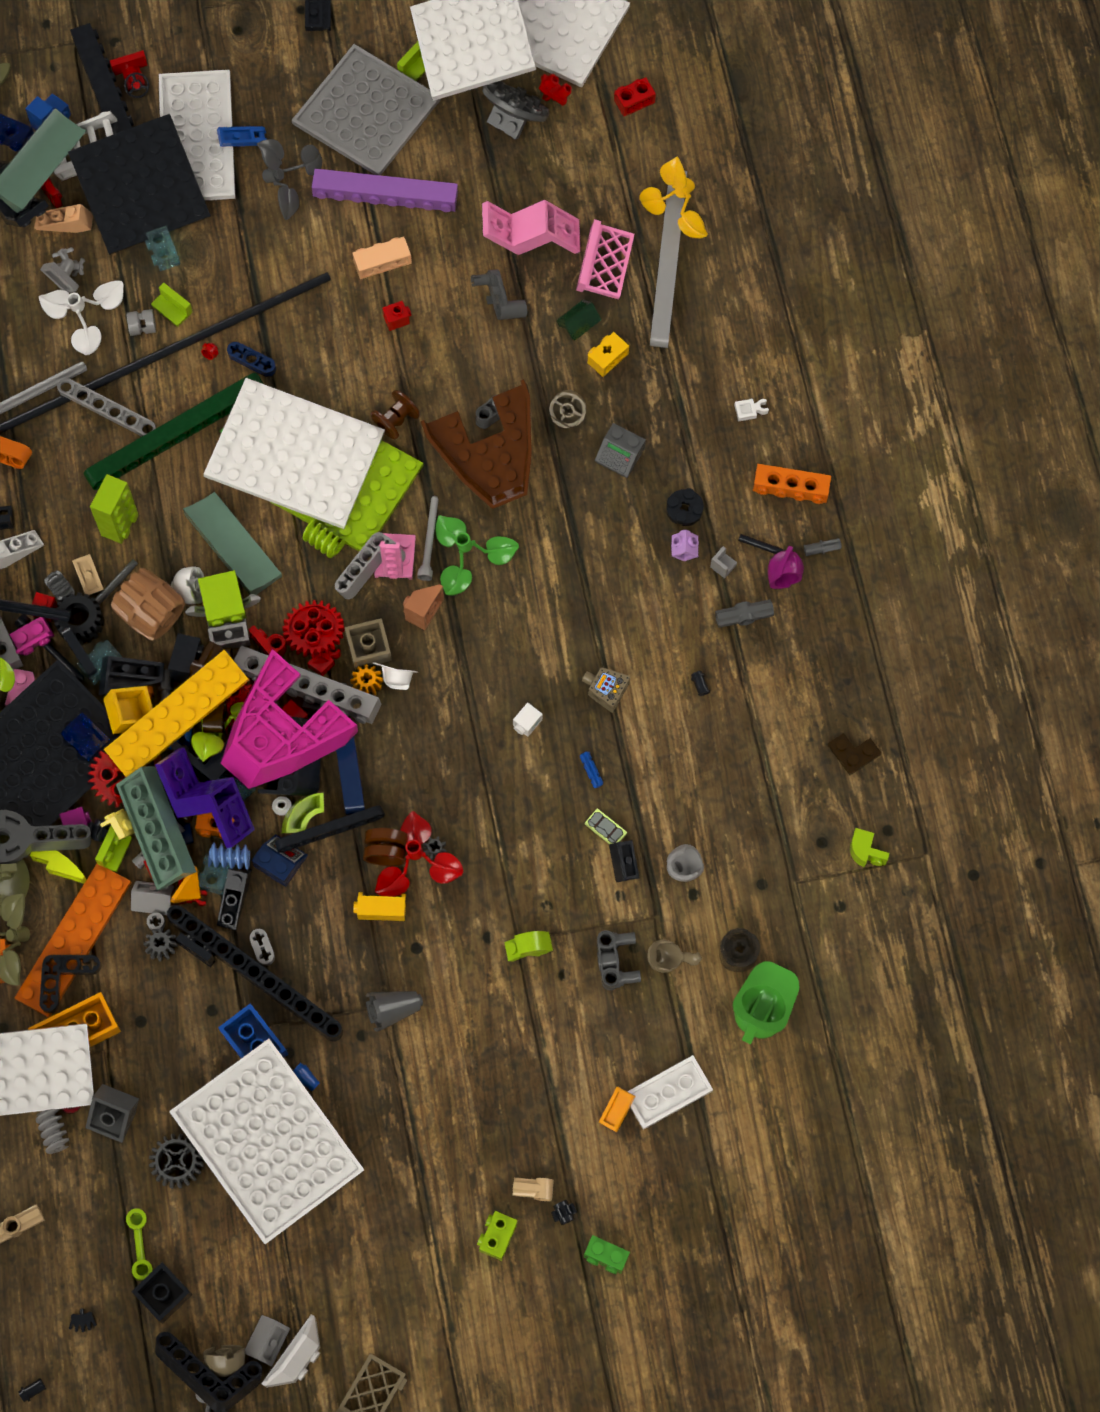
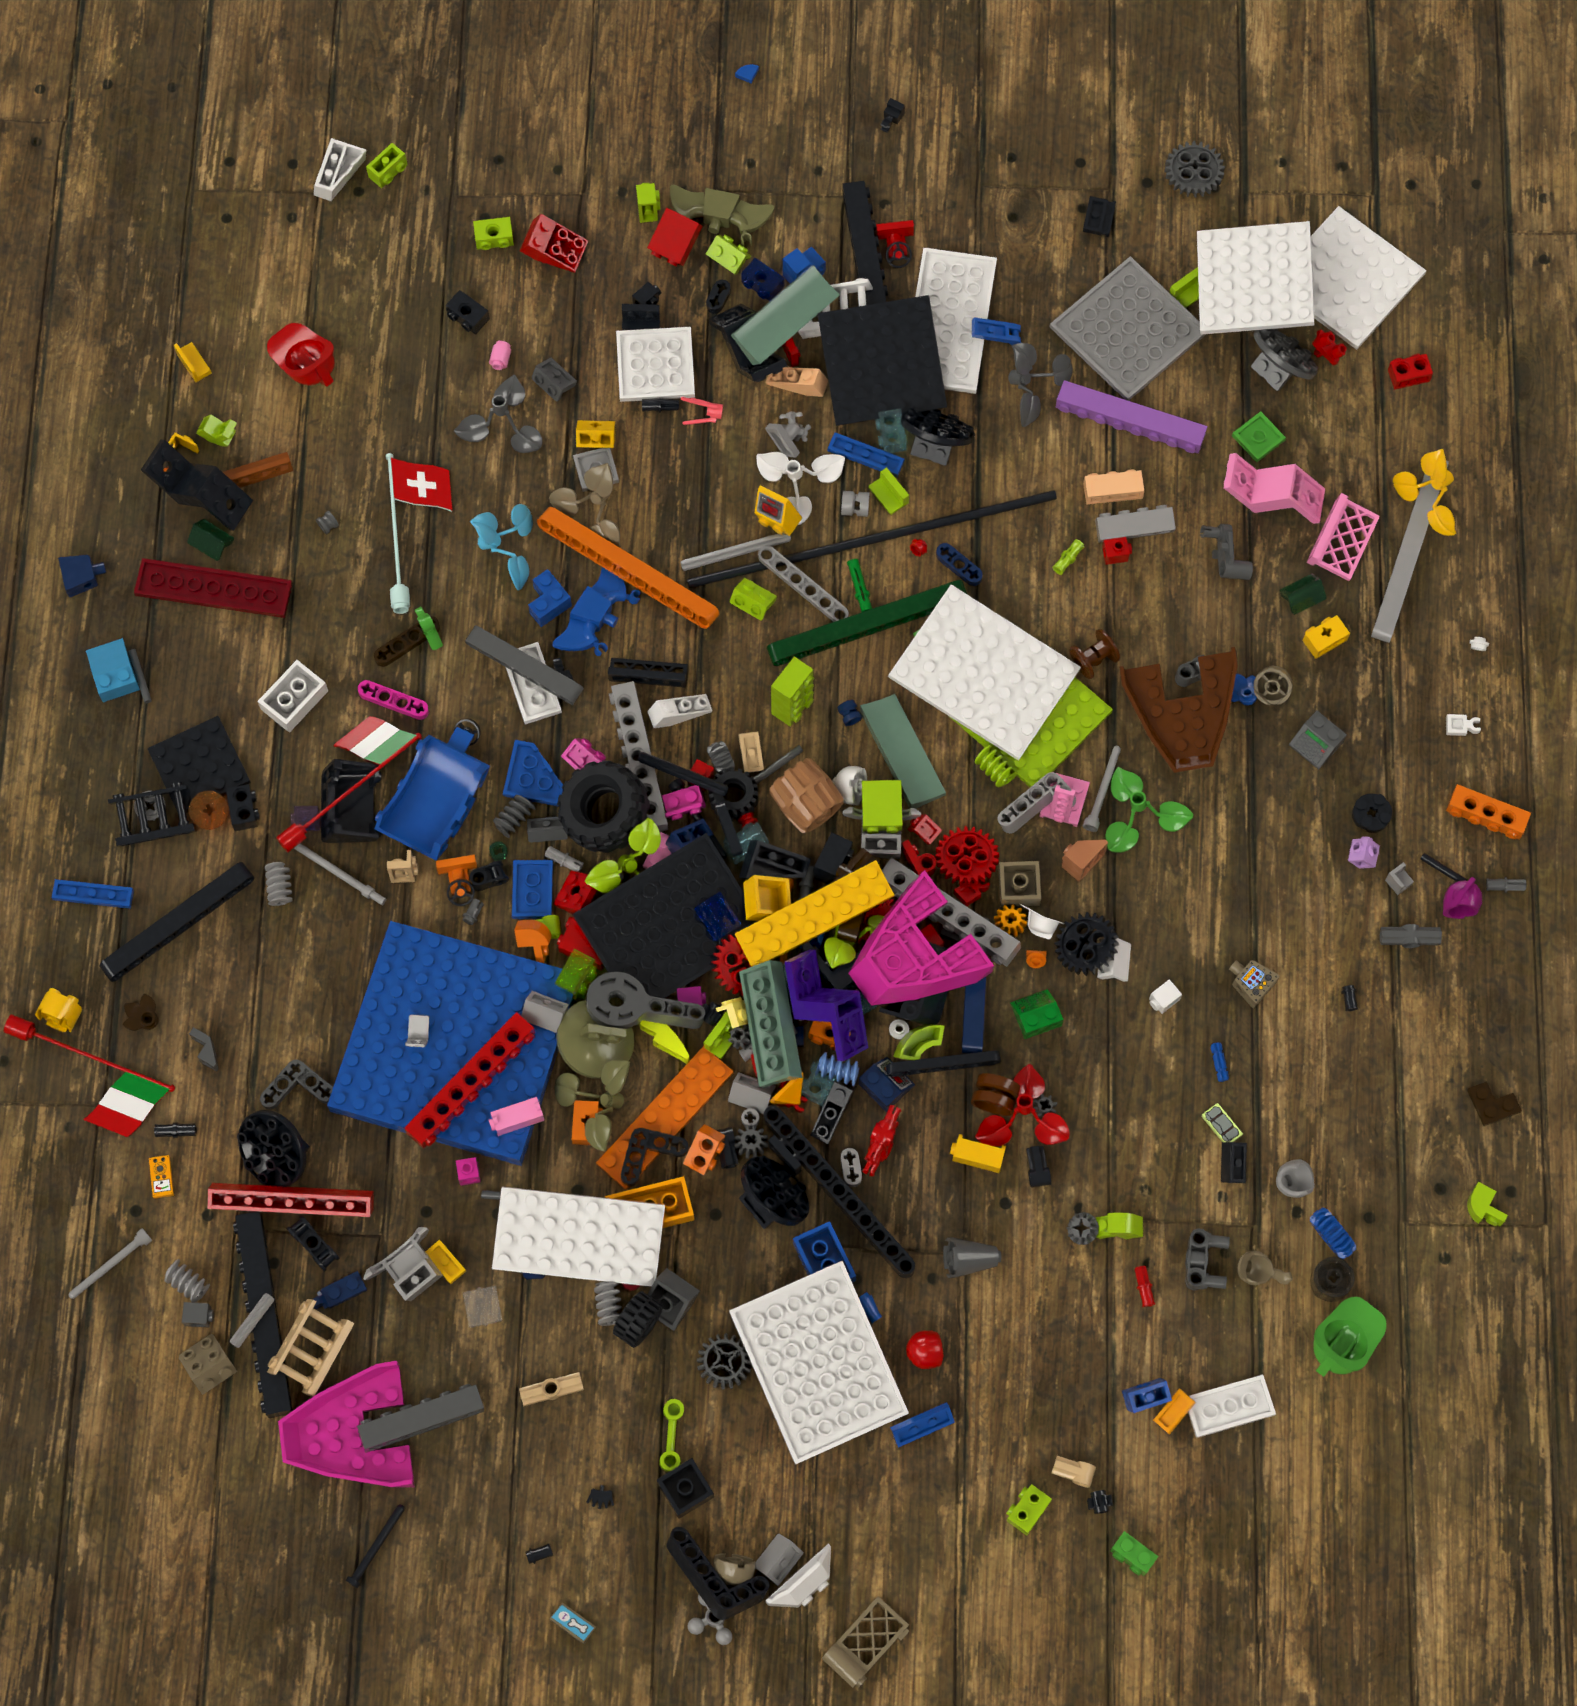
camera: 15 degrees right, 0 degrees up
(40, 665) = (687, 834): none -> dark blue brick
(61, 431) = (752, 598): none -> lime bracket
(66, 344) = (776, 511): none -> yellow slope
(83, 1140) = (637, 1319): none -> black tyre
(96, 638) = (747, 818): none -> red bush
(112, 960) = (702, 1148): none -> orange brick
(130, 847) = (740, 1037): none -> dark grey gear
(136, 952) = (728, 1156): none -> black piece
(142, 275) = (865, 454): none -> blue plate
(152, 383) = (854, 567): none -> green pin
(175, 519) = (849, 712): none -> dark blue wheel
(190, 989) = (771, 1194): none -> black bracket
(204, 244) = (936, 435): none -> black bracket
(268, 611) = (925, 828): none -> red bracket
(285, 915) = (881, 1140): none -> red piece
(352, 330) = (1068, 557): none -> lime pin
(367, 1105) = (925, 1349): none -> red piece
(379, 1177) = (922, 1424): none -> blue plate
(398, 711) = (1035, 959): none -> orange plate
(409, 287) = (1135, 524): none -> light grey brick
(410, 762) = (1037, 1014): none -> green slope
(428, 682) = (1101, 951): none -> black gear
(441, 910) = (1038, 1171): none -> black piece
(472, 695) = (1120, 966): none -> white panel
(500, 960) = (1089, 1234): none -> dark grey gear
(507, 184) = (1258, 436): none -> bright green plate
(539, 417) = (1242, 687): none -> blue plate
(564, 997) = (1144, 1286): none -> red axle
(587, 1100) = (1146, 1395): none -> blue brick
(730, 906) = (1333, 1233): none -> blue gear
(750, 331) = (1479, 644): none -> white plate

